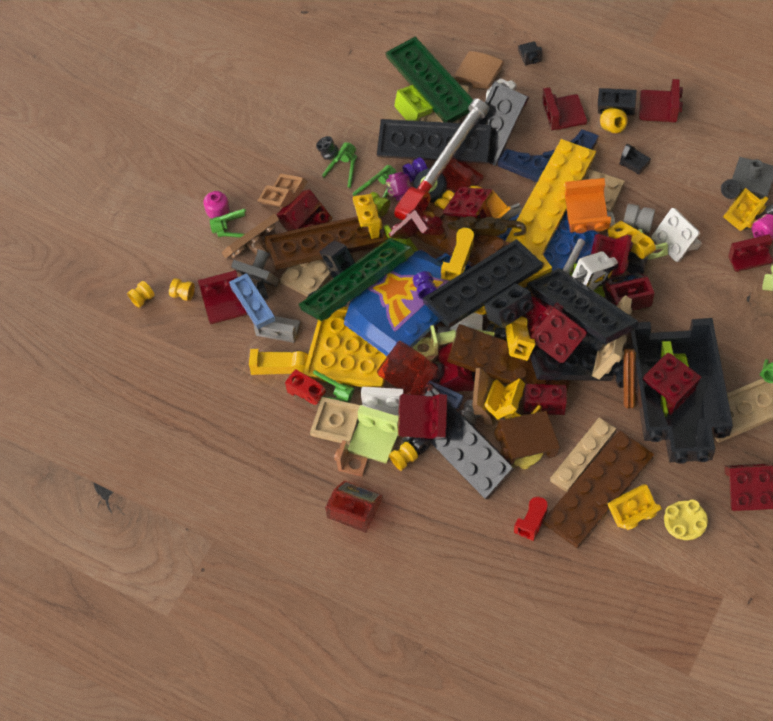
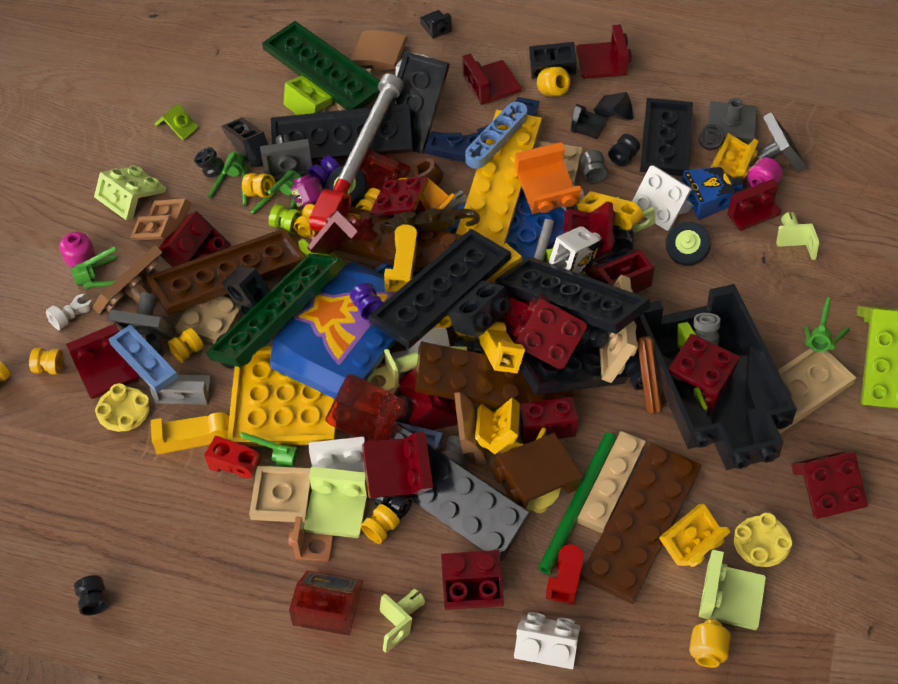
camera: 15 degrees left, 5 degrees down
(189, 470) = (91, 595): none -> black wheel
(196, 257) = (59, 318): none -> white piece
(231, 335) = (122, 408): none -> light yellow dish
(258, 158) = (122, 188): none -> yellowish green bracket
(285, 294) = (185, 344): none -> yellow wheel
(309, 109) = (179, 121): none -> lime bracket
(360, 134) = (246, 140): none -> black slope
(361, 173) = (257, 185): none -> yellow wheel
(368, 214) = (276, 229): yellow bracket -> none
(386, 154) = (286, 156): none -> dark grey tile
(389, 210) = (301, 224): none -> yellow wheel
(404, 525) = (399, 615): none -> yellowish green bracket
(461, 509) = (472, 580): none -> dark red slope
(495, 182) = (428, 168): none -> reddish brown plate
(507, 562) = (547, 640): none -> white bracket
(545, 476) = (576, 504): none -> green piece
(556, 162) = (492, 132): none -> medium blue beam
(625, 587) = (710, 643): none -> yellow head
(628, 195) = (594, 166): none -> dark grey wheel
(639, 218) = (611, 185): light grey wheel -> none
(651, 555) = (731, 594): none -> yellowish green bracket
(657, 188) = (624, 150): none -> black wheel
(659, 148) = (615, 105): none -> black tile
(684, 348) = (707, 326): none -> light grey wheel
(688, 276) = (688, 243): none -> black wheel
(695, 182) = (666, 136): none -> black plate
(718, 233) = (710, 190): none -> blue torso

